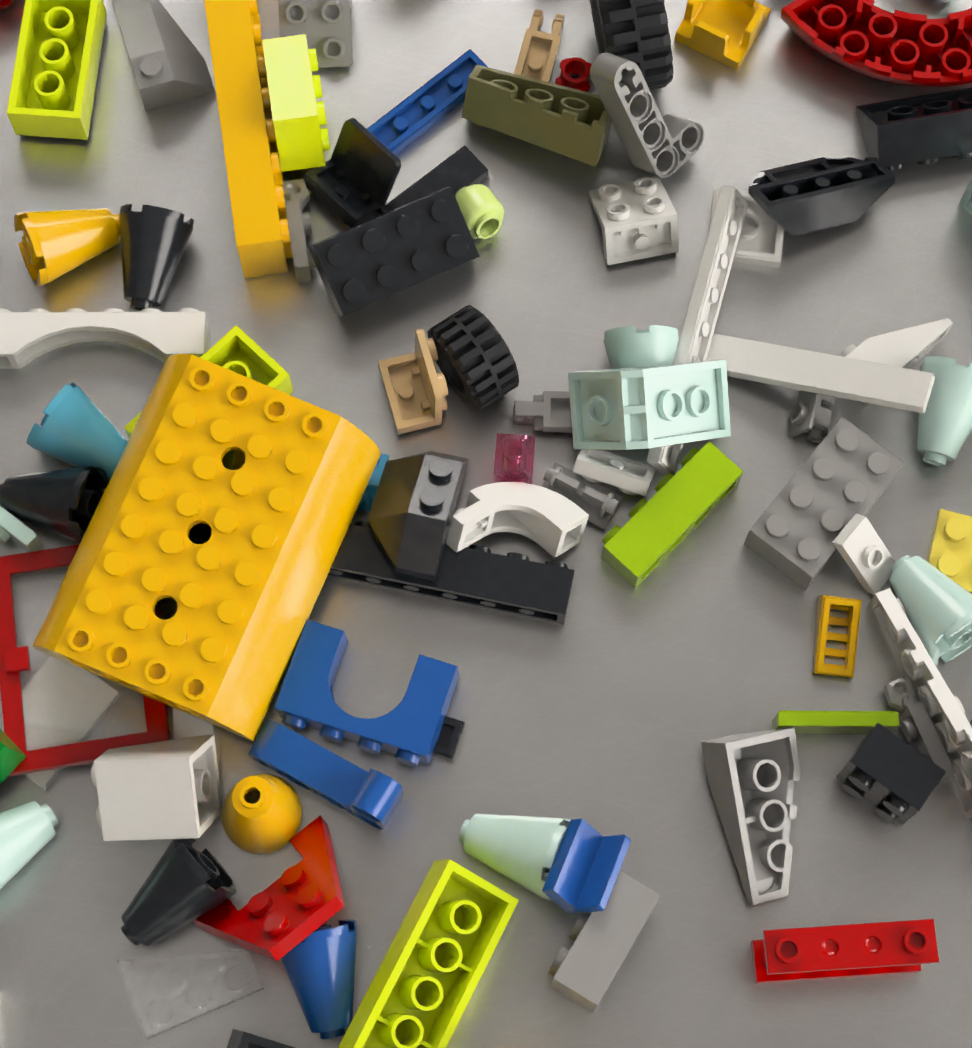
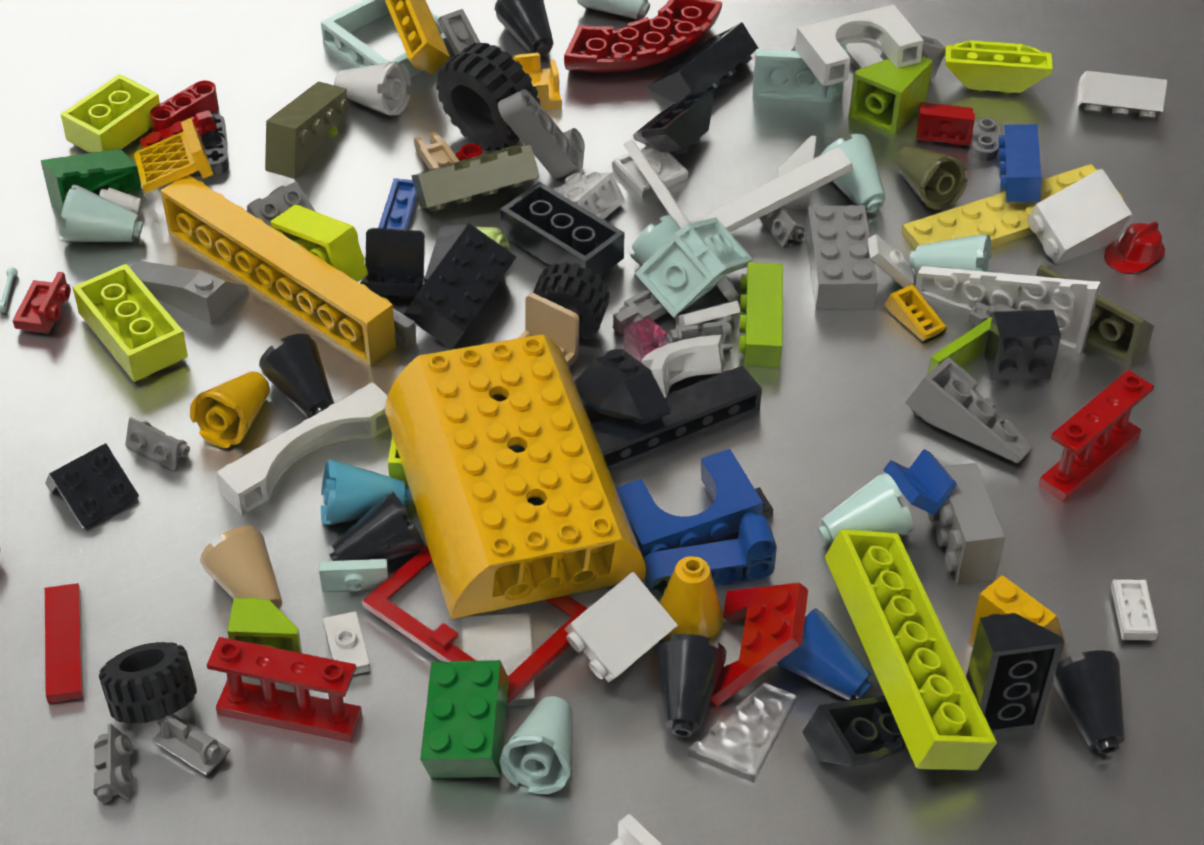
camera: 40 degrees left, 25 degrees down
(560, 256) = (561, 230): none -> black brick

